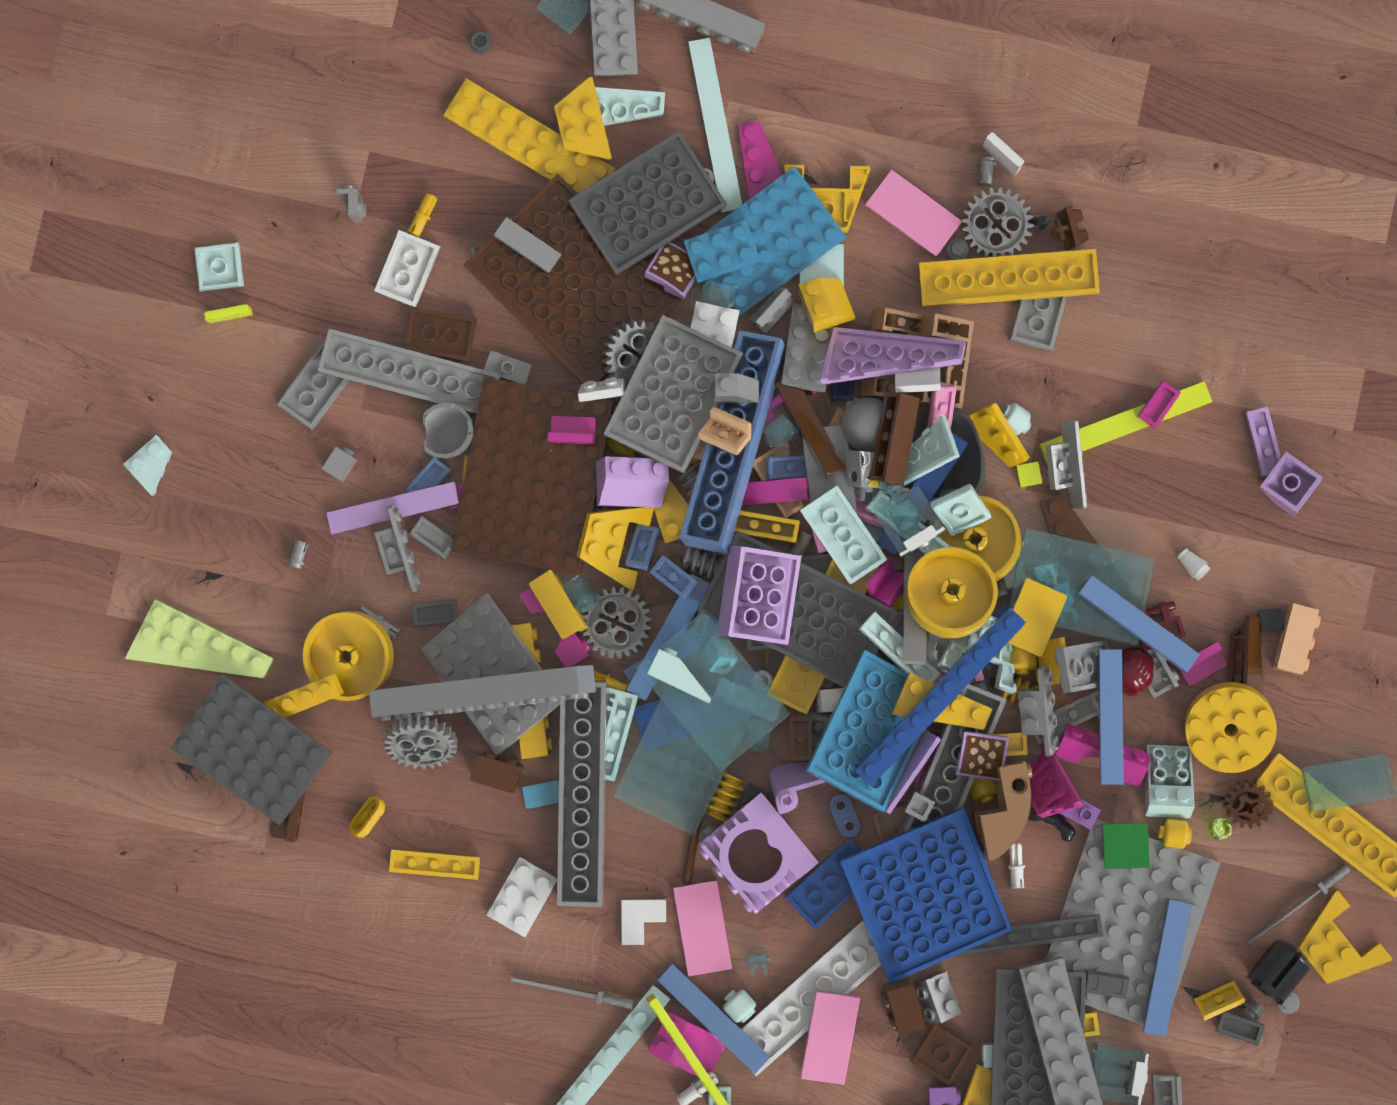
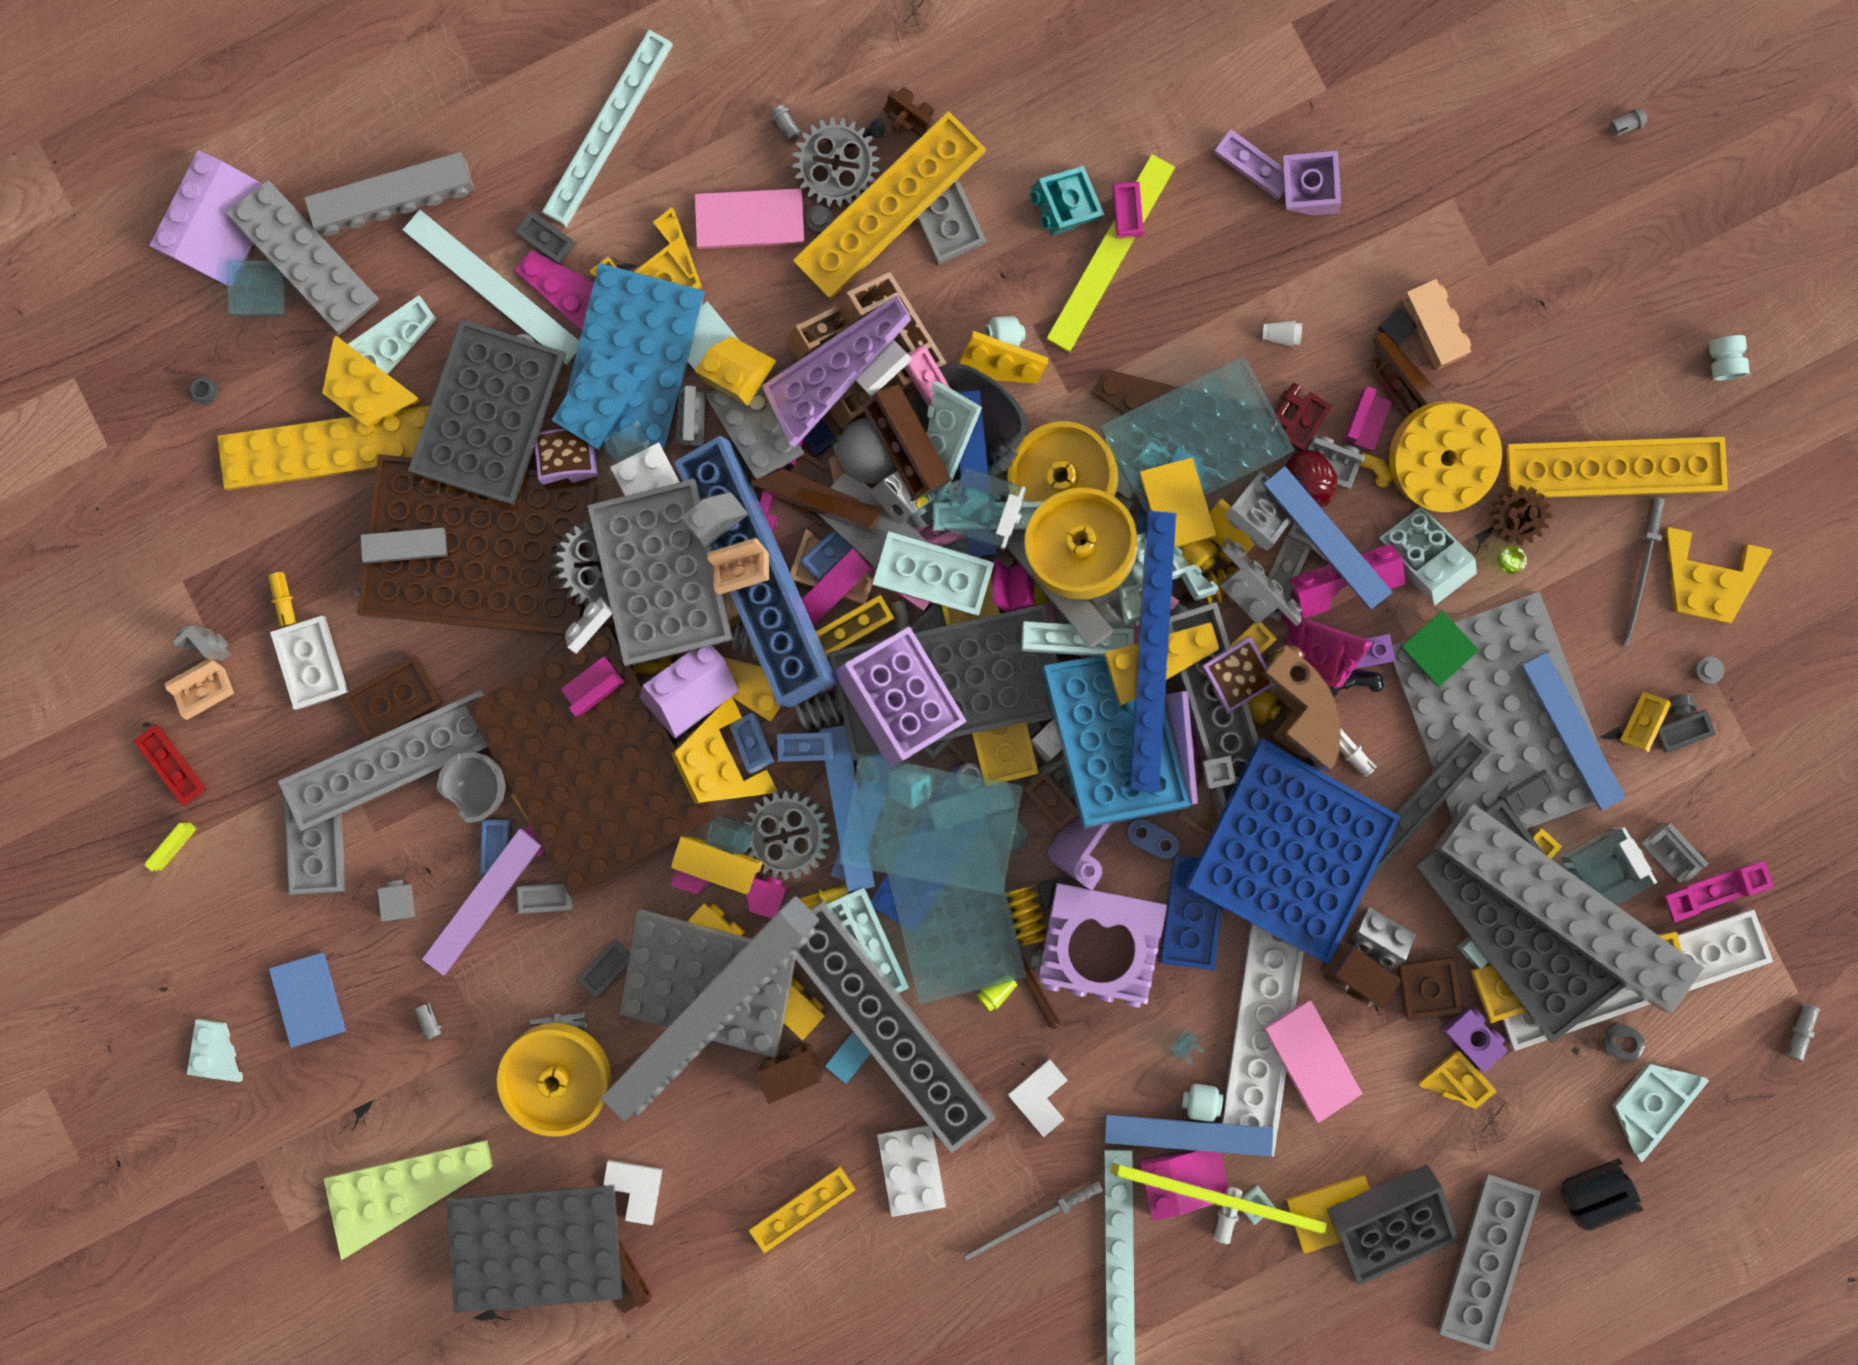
camera: 45 degrees left, 0 degrees up
(219, 267) = (126, 809): light aqua tile -> none
(234, 479) = (307, 999): none -> medium blue tile
(269, 262) = (170, 765): none -> red plate
(306, 696) = (545, 1152): yellow plate -> none
(326, 229) = (199, 688): none -> light nougat bracket
(347, 766) = (641, 1183): none -> white tile
(367, 816) = (700, 1218): yellow plate -> none
(394, 549) = (516, 940): light grey bracket -> none
(420, 742) = (692, 1105): light grey gear -> none
(508, 367) = (483, 677): light grey plate -> none
(662, 831) = (994, 996): none -> neon yellow cone
(674, 672) = (880, 837): light aqua slope -> none
(702, 928) = (1106, 1057): bright pink tile -> none
(774, 120) = (545, 237): none -> dark grey plate
(780, 432) = (793, 525): clear light blue brick -> none
(870, 81) = (607, 128): none -> light aqua tile
(960, 510) = (1025, 458): light aqua tile -> none
(1003, 153) = (787, 92): white tile -> none
(1029, 474) = (1060, 375): neon yellow tile -> none
(1066, 465) = (1088, 336): light grey bracket -> none
(1124, 366) = (1065, 200): none -> teal plate
(1138, 624) = (1280, 429): medium blue tile -> none
(1175, 833) = (1475, 599): yellow head -> none
(1184, 700) = (1380, 468): none -> yellow arm
(1279, 970) = (1679, 647): black cylinder -> none
(1349, 782) = (1596, 418): clear light blue tile -> none

